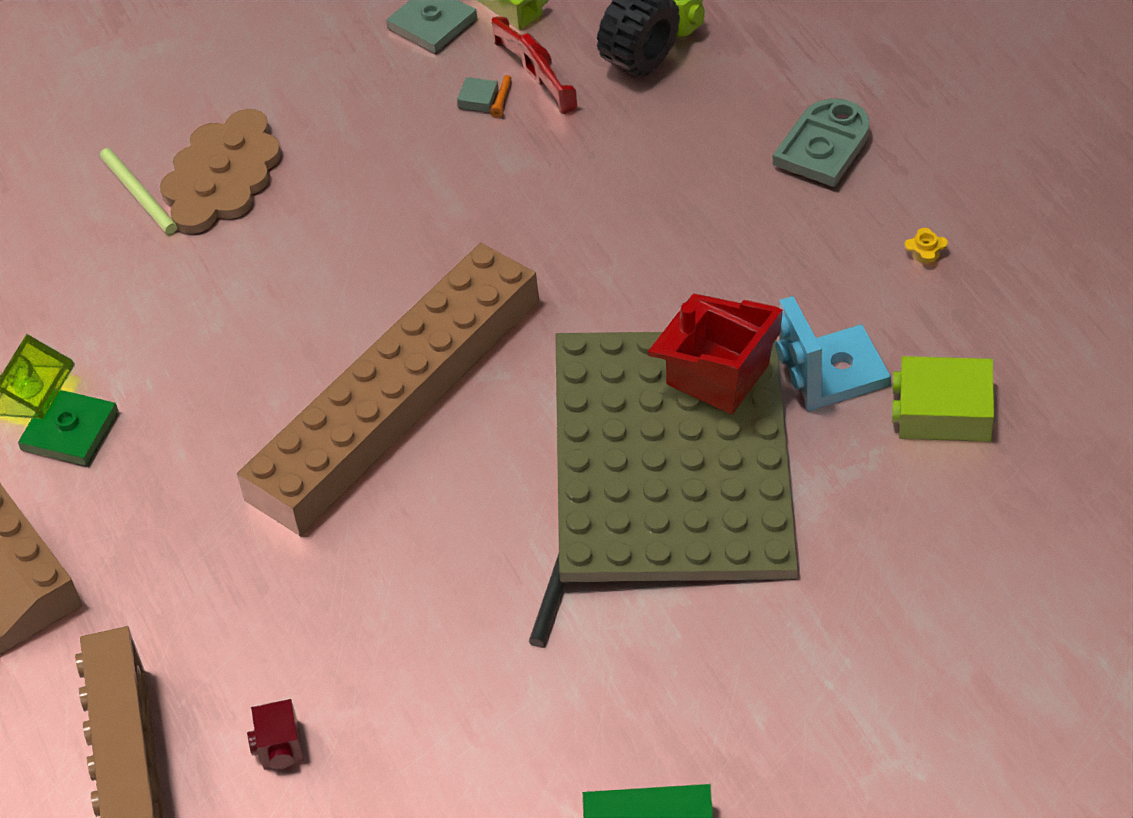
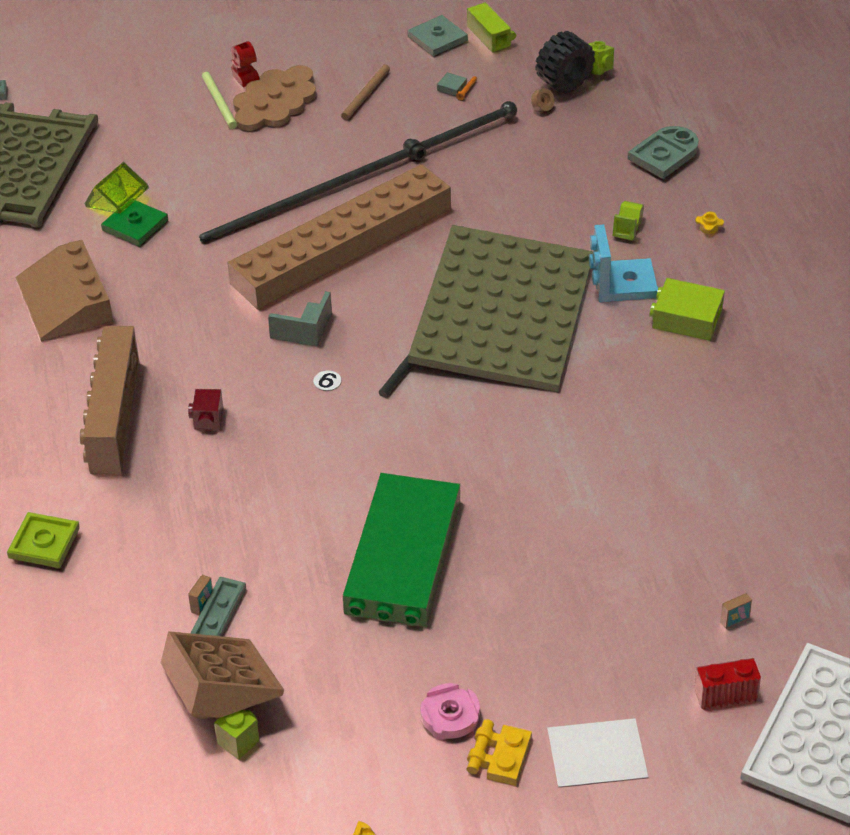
camera: 10 degrees right, 5 degrees down
(158, 130) = (241, 68): none -> red leg
(353, 134) = (365, 92): none -> medium nougat bar
(384, 557) = (305, 329): none -> sand green panel
(443, 636) = (327, 380): none -> white sticker
(453, 215) = (411, 148): none -> pearl dark grey bar
(535, 61) = (495, 69): red plate -> none
(620, 95) = (542, 100): none -> medium nougat tile
(718, 348) = (548, 247): red piece -> none
(809, 268) = (628, 220): none -> lime leg

